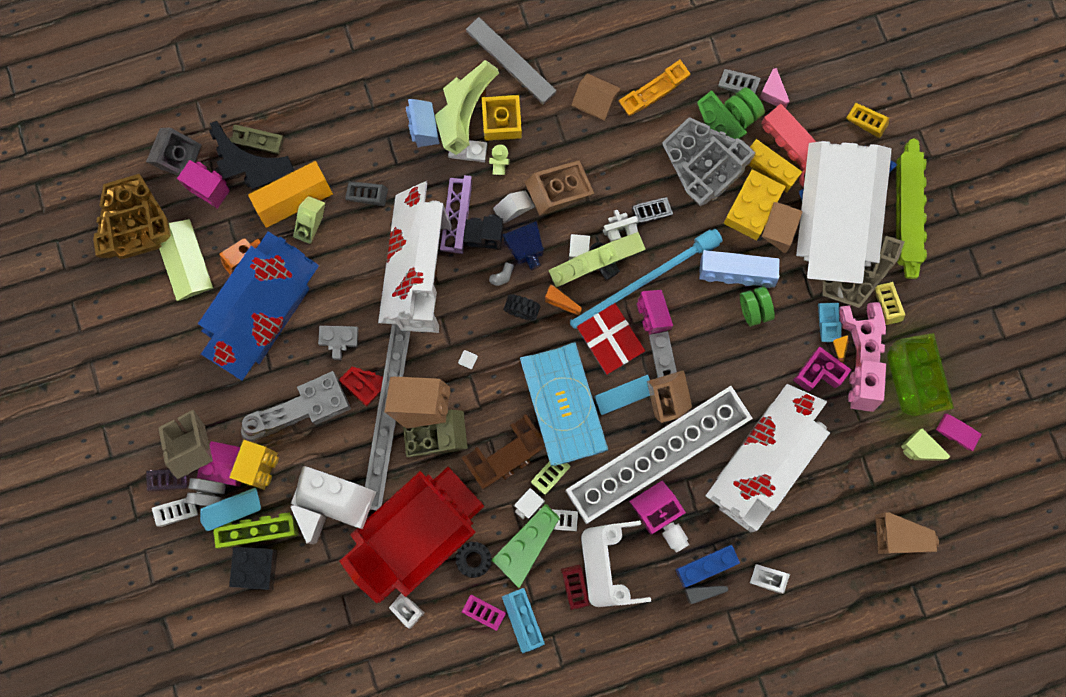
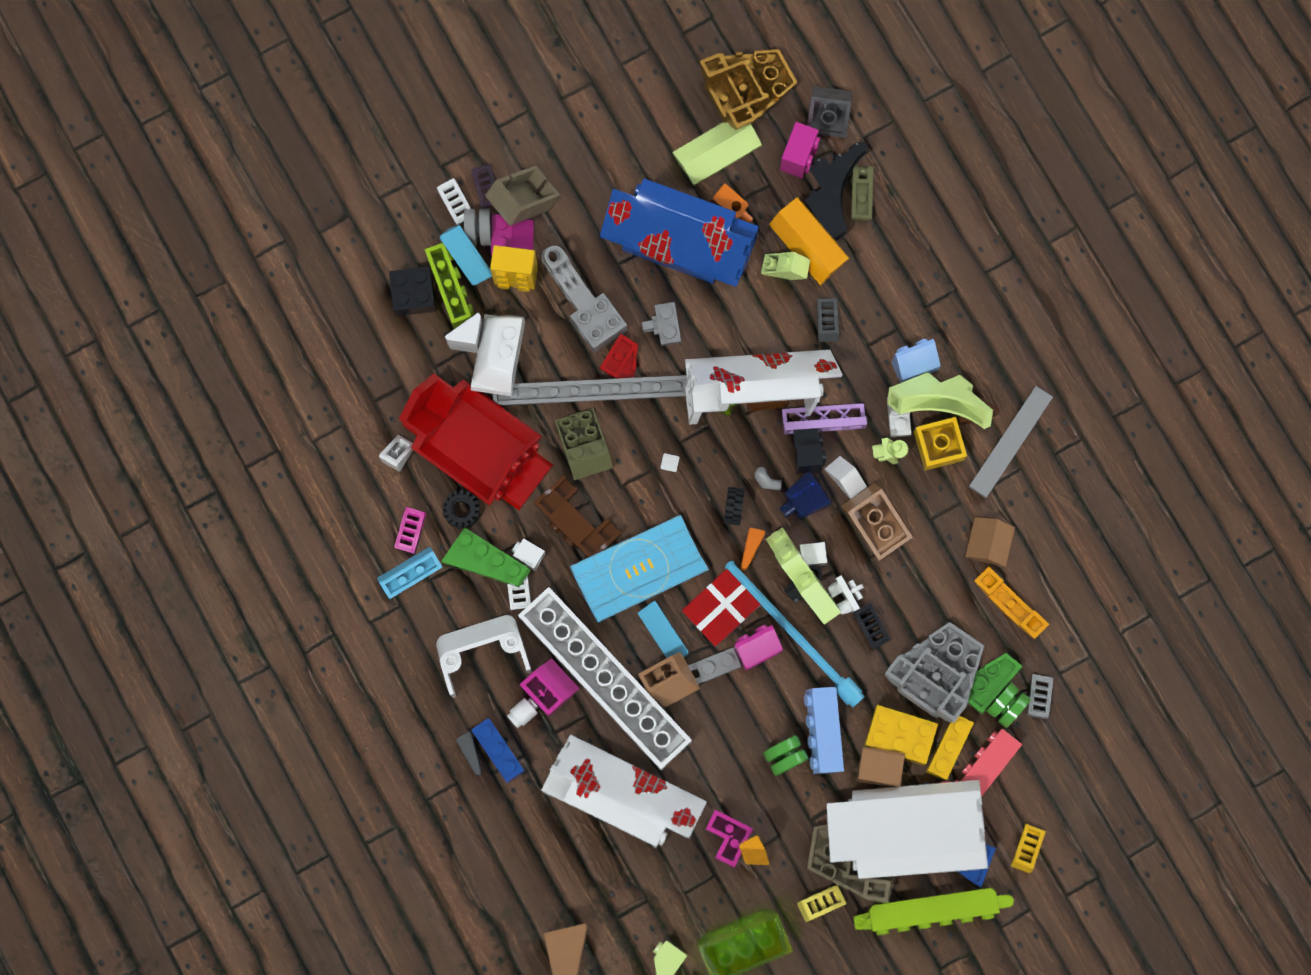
camera: 80 degrees right, 0 degrees up
(417, 401) = (611, 416): medium nougat slope -> none
(542, 488) = (553, 573): yellowish green slope -> none
(572, 570) = (455, 625): dark red slope -> none
(770, 579) = (497, 818): white slope -> none
(774, 90) = (1037, 735): bright pink slope -> none
(829, 321) = (787, 840): medium azure slope -> none
(869, 372) = (741, 887): bright pink brick -> none

